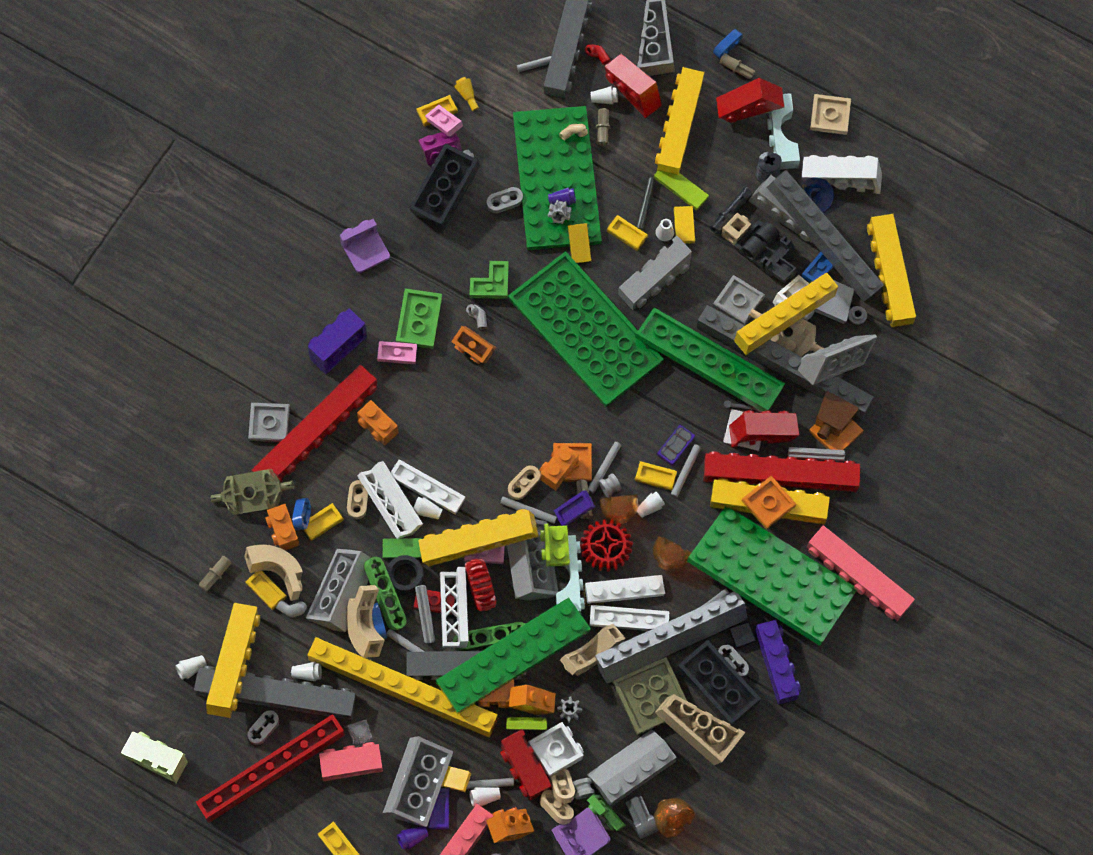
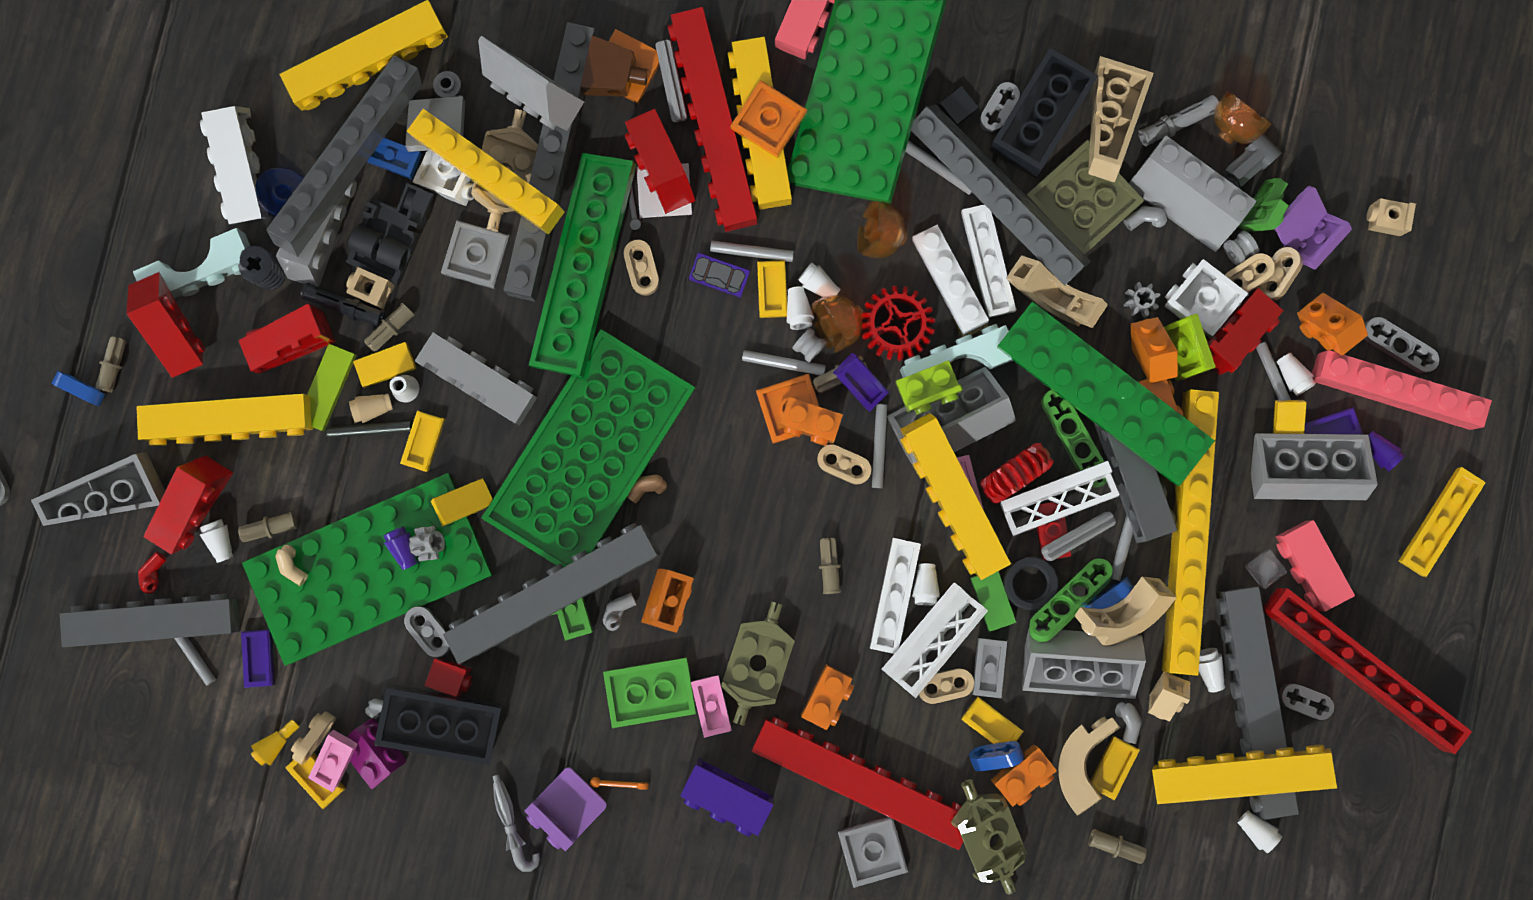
camera: 100 degrees left, 15 degrees up
(155, 756) = (1402, 833): wedge -> none
(300, 635) = (1168, 696): none -> tan brick
(359, 530) = (989, 667): none -> light grey plate
(374, 270) = (595, 782): none -> orange hinge
(377, 212) = (514, 841): none -> light grey piece
(404, 377) = (752, 686): none -> olive plate
(459, 111) = (319, 728): none -> tan plate
(460, 453) = (829, 566): none -> dark tan axle
(471, 203) = (449, 677): none -> red brick
(502, 277) = (552, 593): none -> dark grey brick
(522, 98) = (257, 658): none -> dark purple tile
(553, 357) = (647, 484): none -> medium nougat arm
(627, 734) = (1148, 214): none -> light grey arm
(636, 486) = (798, 309): none -> white cone
(659, 206) = (368, 407): none -> tan cone
(684, 770) = (1170, 124): none -> light grey pin
(696, 397) = (641, 268): none -> tan plate
(707, 233) = (388, 327): none -> dark tan axle
(719, 171) = (286, 339): none -> red wedge
(777, 662) = (984, 46): dark purple brick -> none
(830, 114) = (147, 209): tan plate -> none

